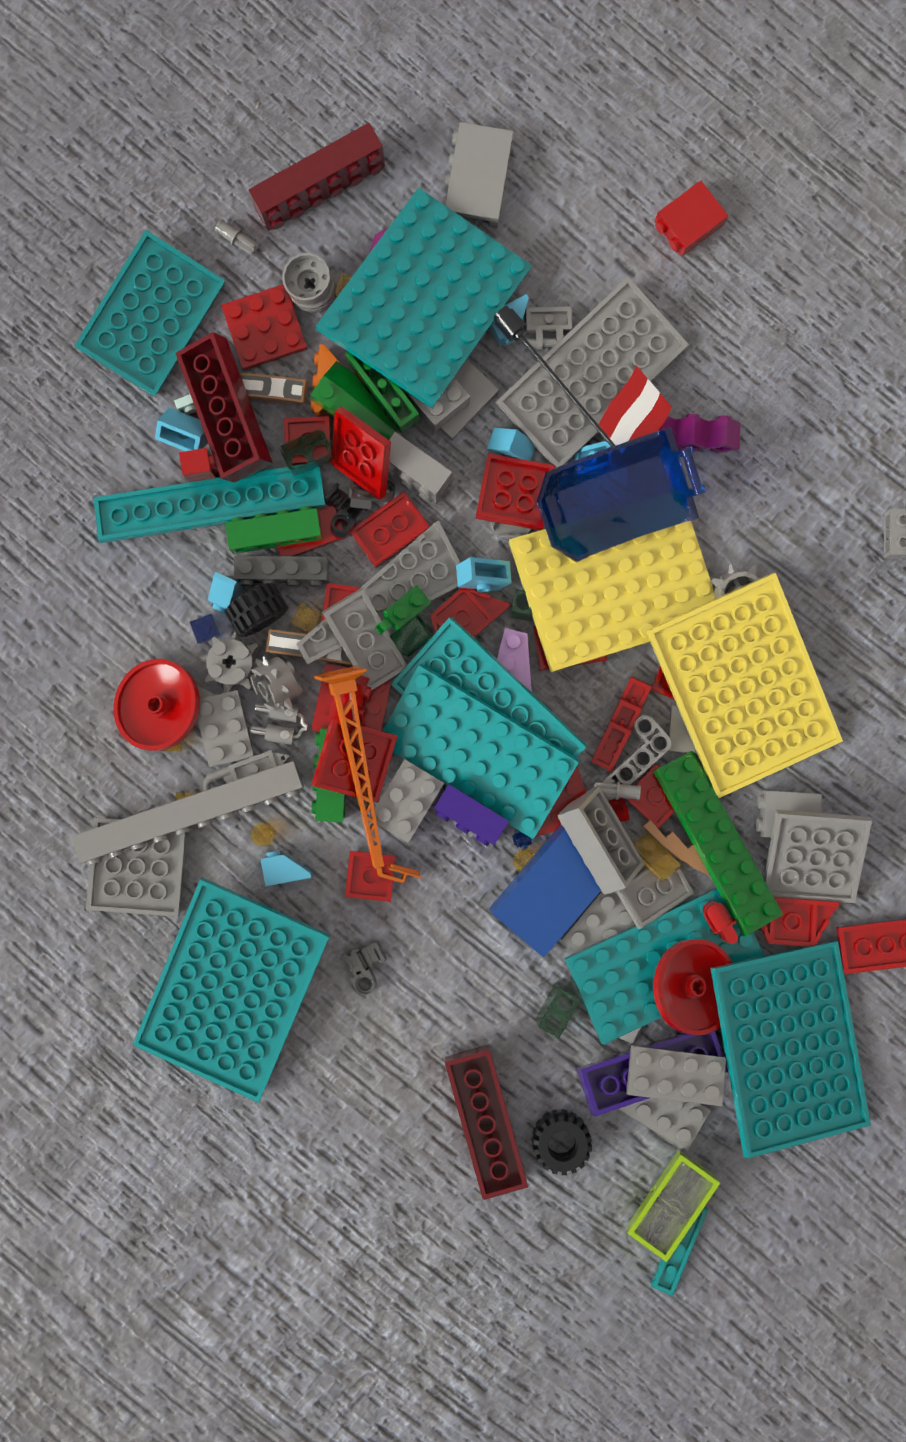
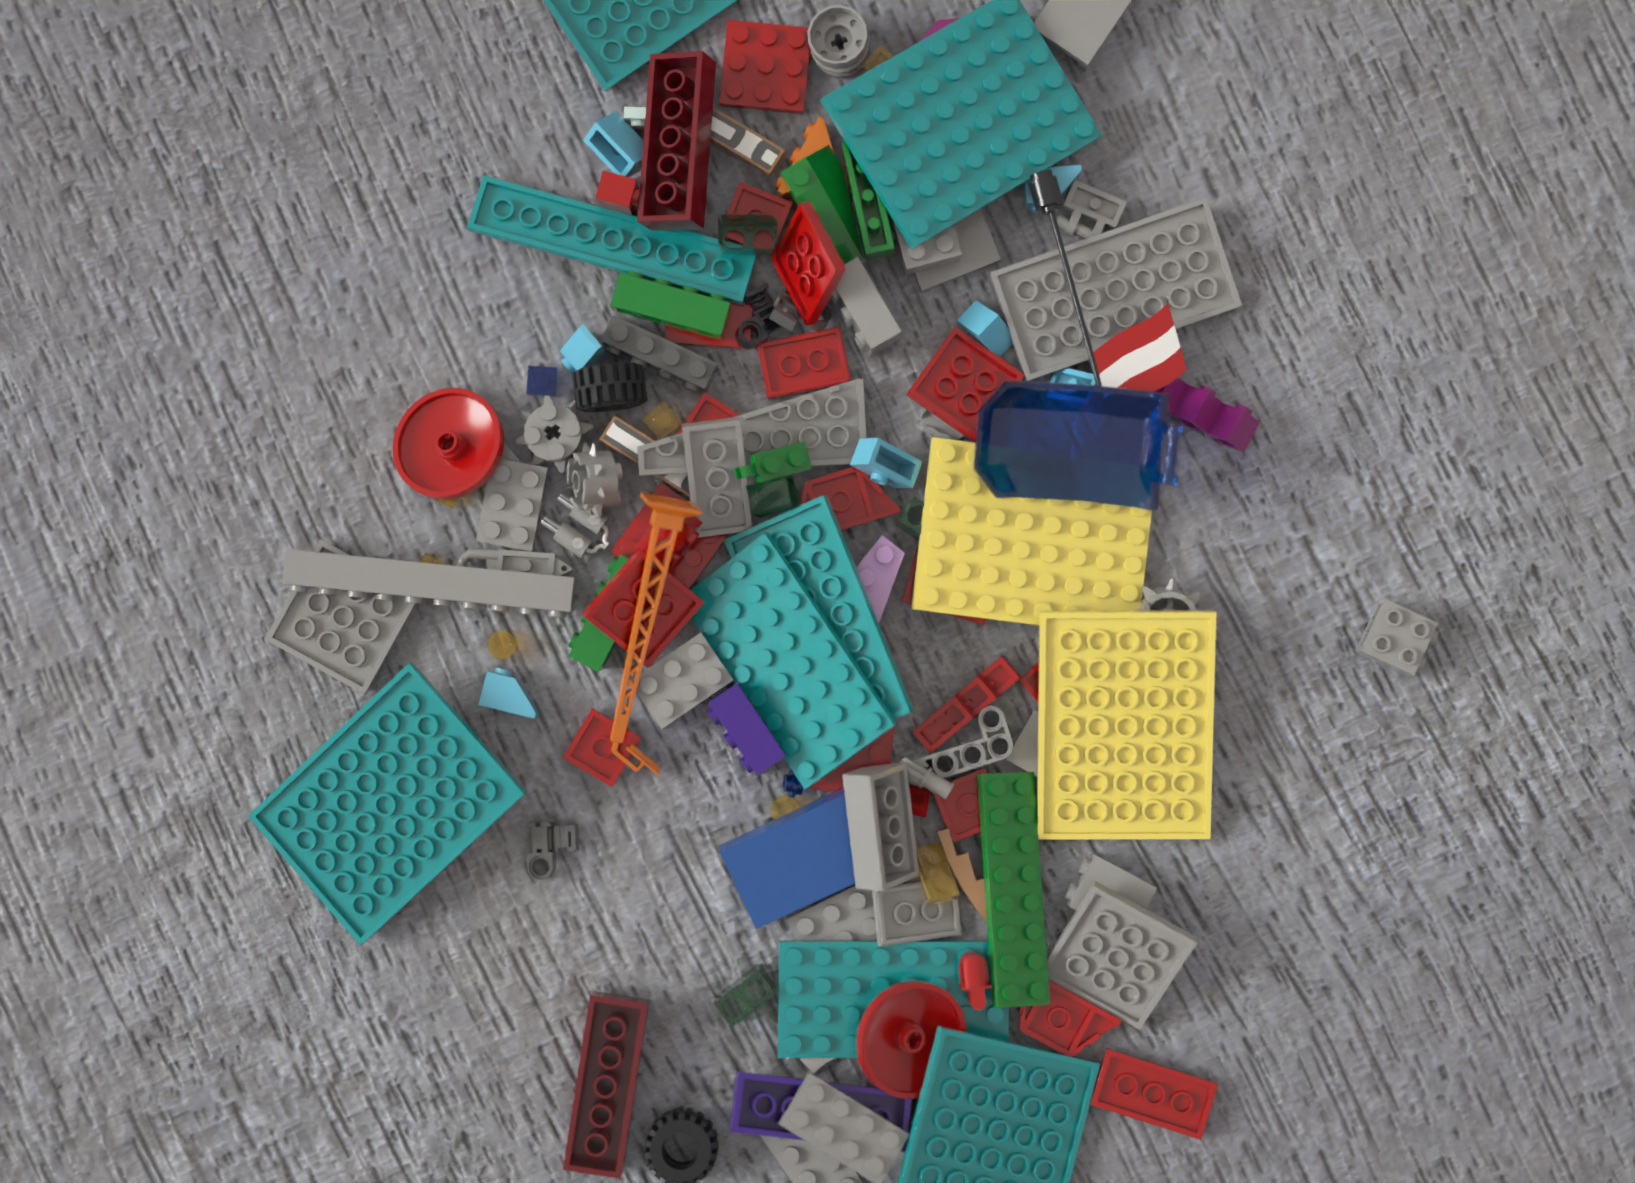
camera: 30 degrees right, 0 degrees up
(690, 218) = (1310, 161): red brick -> none

